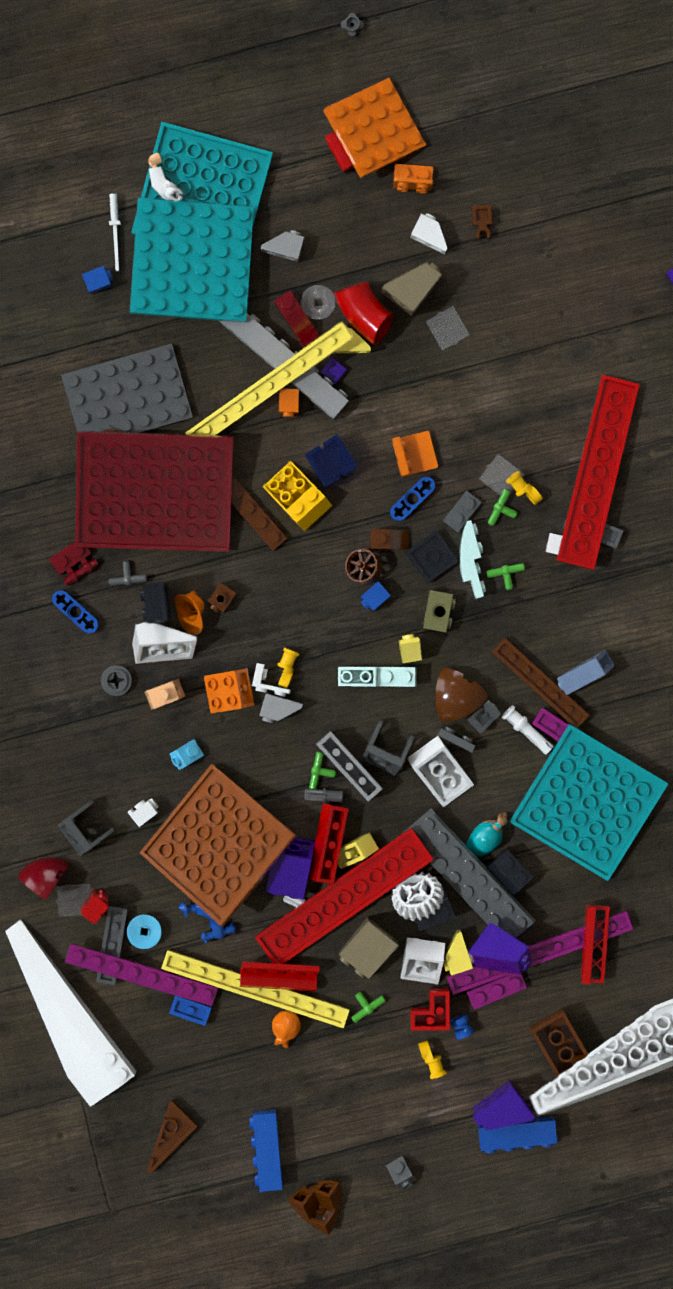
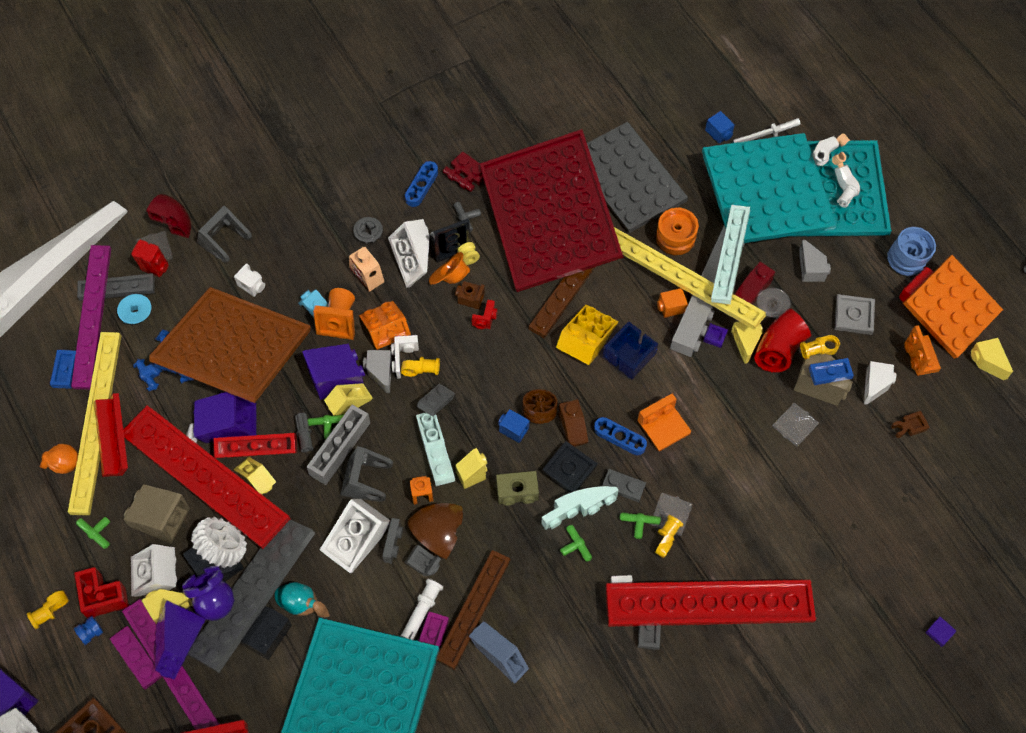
camera: 65 degrees right, 25 degrees down
(174, 587) = (469, 254): none -> light yellow wheel
(207, 175) = (846, 180): none -> white arm
(208, 734) = (337, 318): none -> orange plant
(214, 381) = (677, 231): none -> orange wheel
(249, 584) = (485, 321): none -> red bracket
(266, 331) = (730, 254): none -> light aqua plate
(268, 751) = (333, 367): none -> dark purple slope
(301, 745) = (346, 395): none -> light yellow slope
(312, 136) = (911, 251): none -> medium blue wheel
(328, 662) = (436, 399): none -> dark grey plate
(350, 225) = (854, 314): none -> light grey tile
(393, 283) = (818, 346): none -> yellow connector
(413, 700) = (419, 487): none -> orange window
(422, 283) = (831, 371): none -> blue plate
(437, 113) = (992, 358): none -> light yellow slope
(468, 914) = (209, 594): none -> dark purple tile

